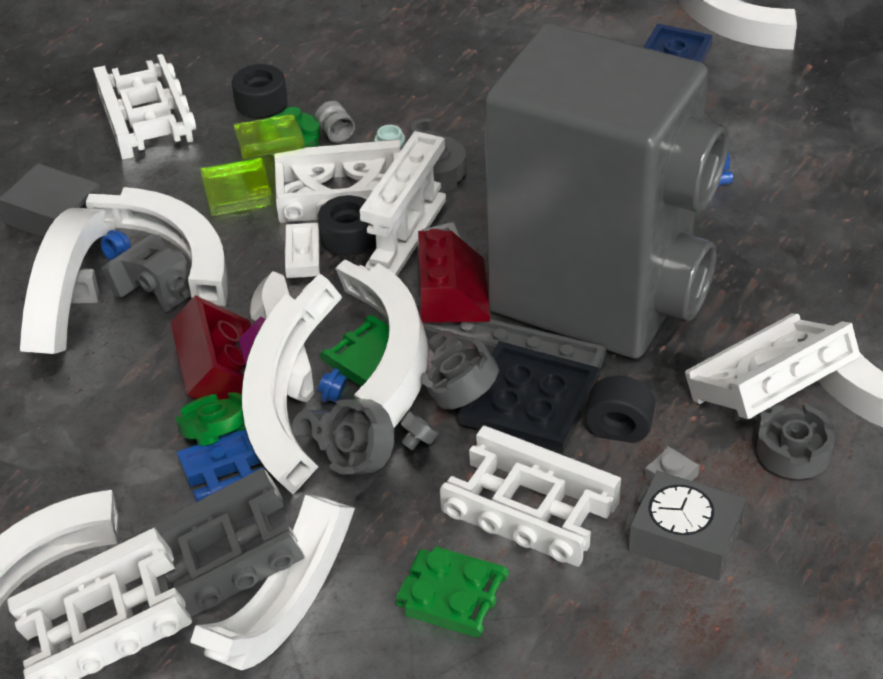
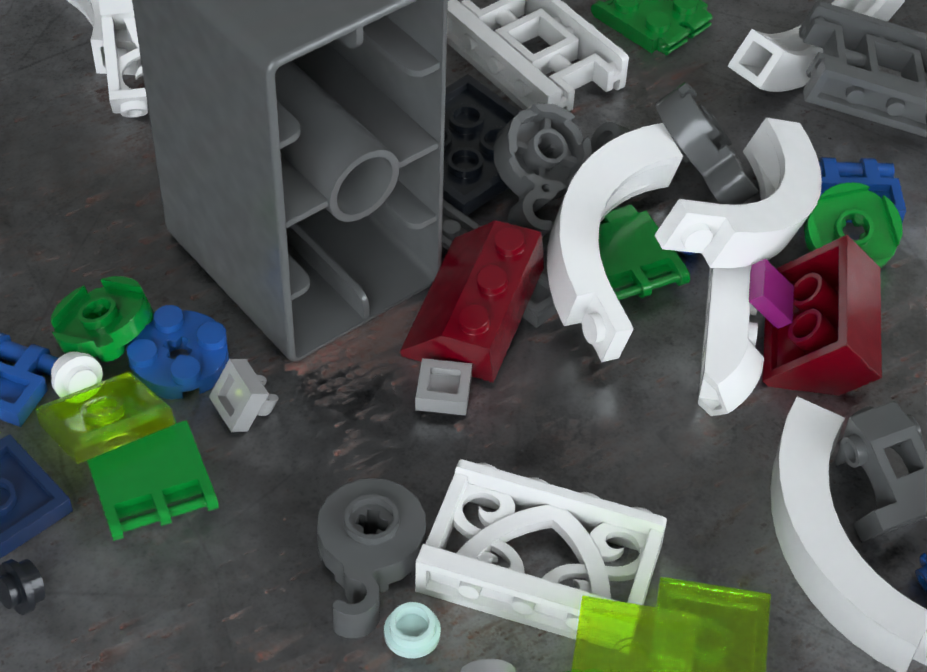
camera: 160 degrees left, 5 degrees up
(302, 250) = (650, 451): white plate -> none
(341, 226) = (574, 436): black tyre -> none
(404, 202) = (483, 392): white fence -> none

